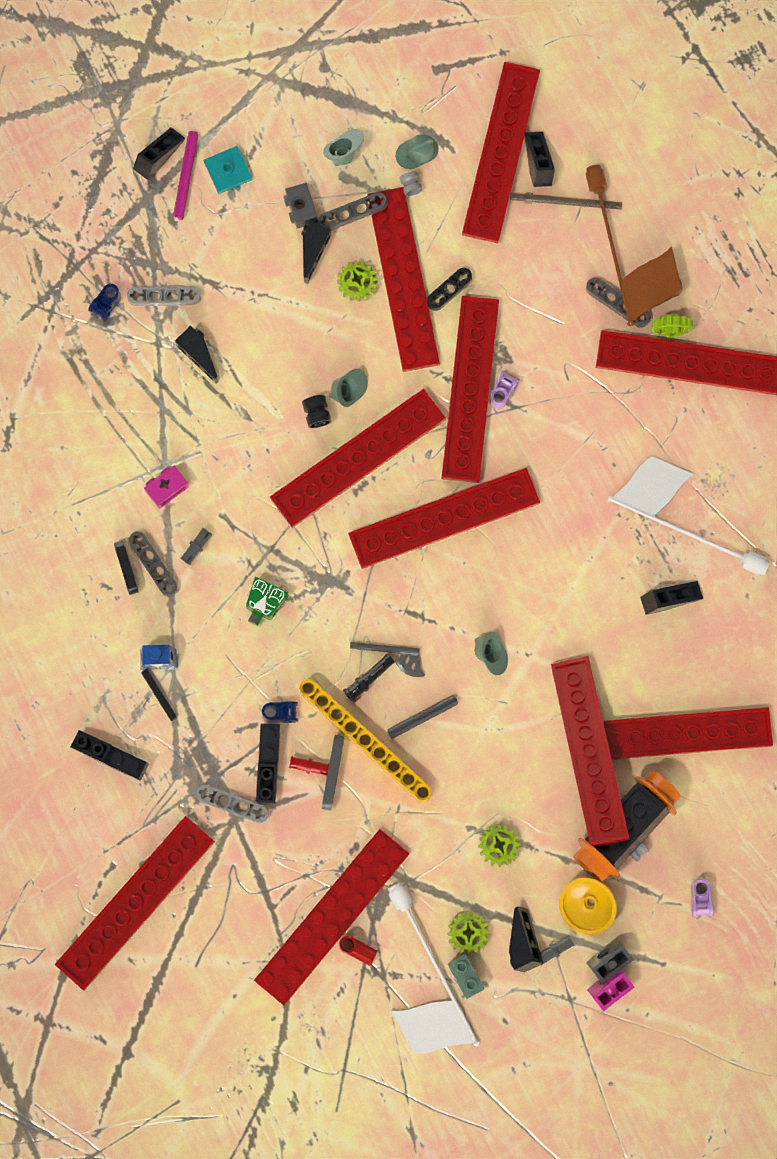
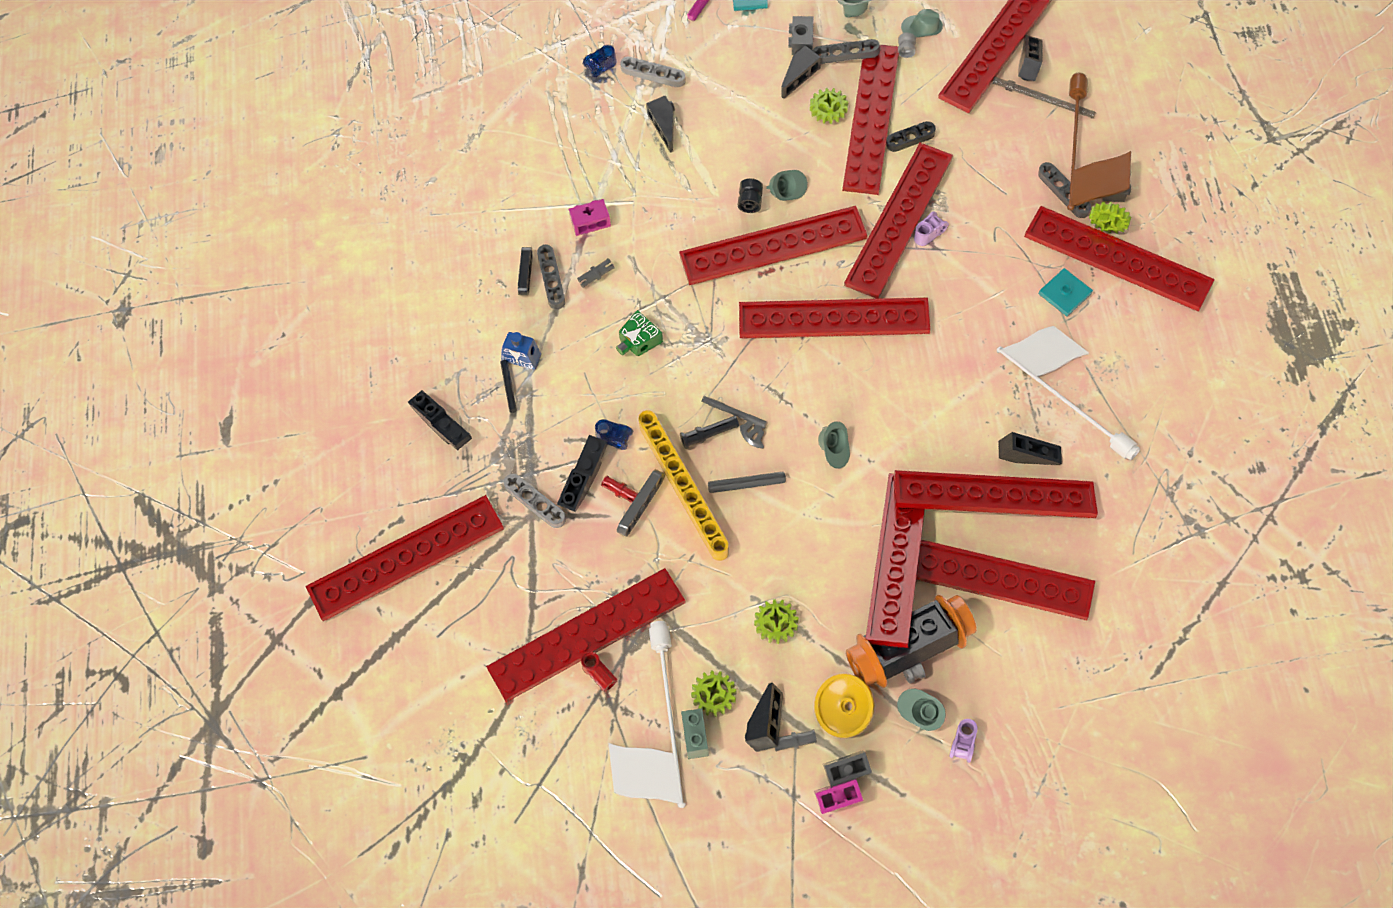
camera: 25 degrees right, 15 degrees down
(652, 416) = (1065, 292): none -> teal plate
(654, 655) = (995, 494): none -> red plate
(656, 884) = (921, 709): none -> sand green piece

